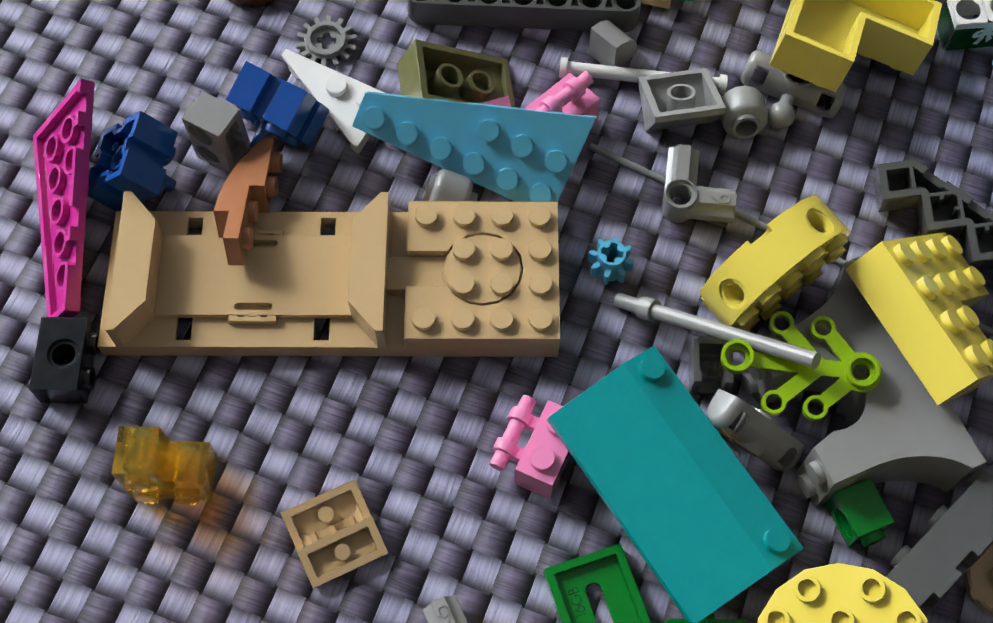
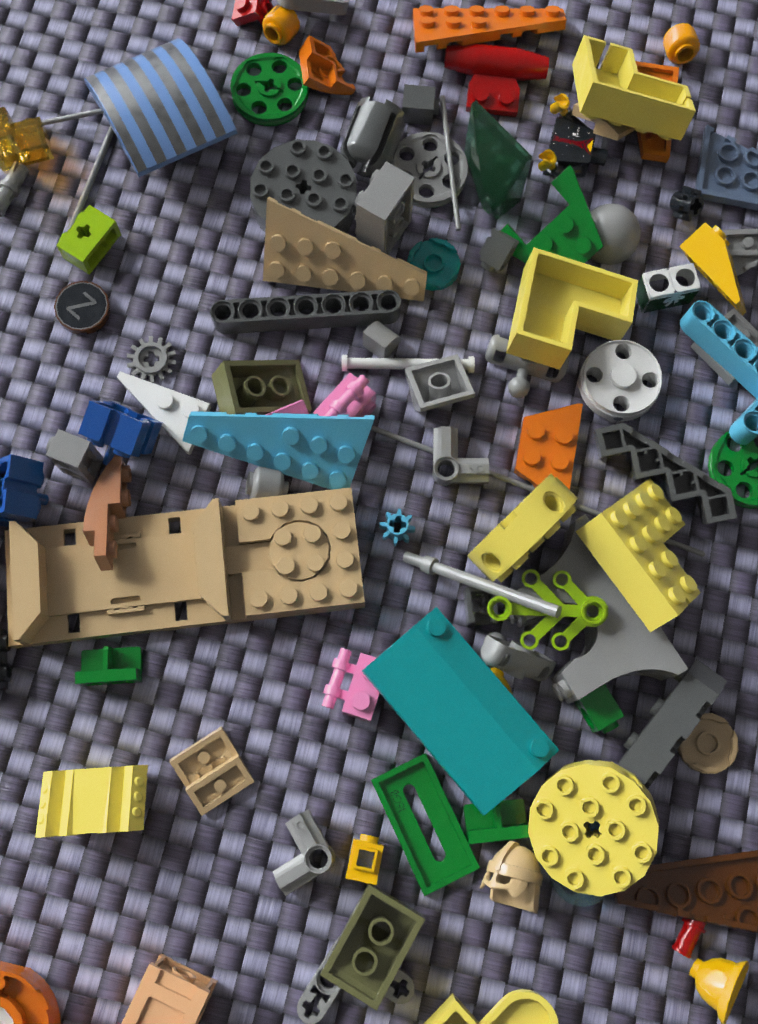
camera: 10 degrees left, 10 degrees up
(163, 469) = (70, 738): clear yellow brick -> none
(173, 547) = (92, 801): none -> light yellow slope
(221, 389) = (110, 666): none -> green panel
(745, 112) = (489, 388): light grey head -> none
(818, 171) = (549, 445): none -> orange wing
(913, 114) = (620, 380): none -> white piece

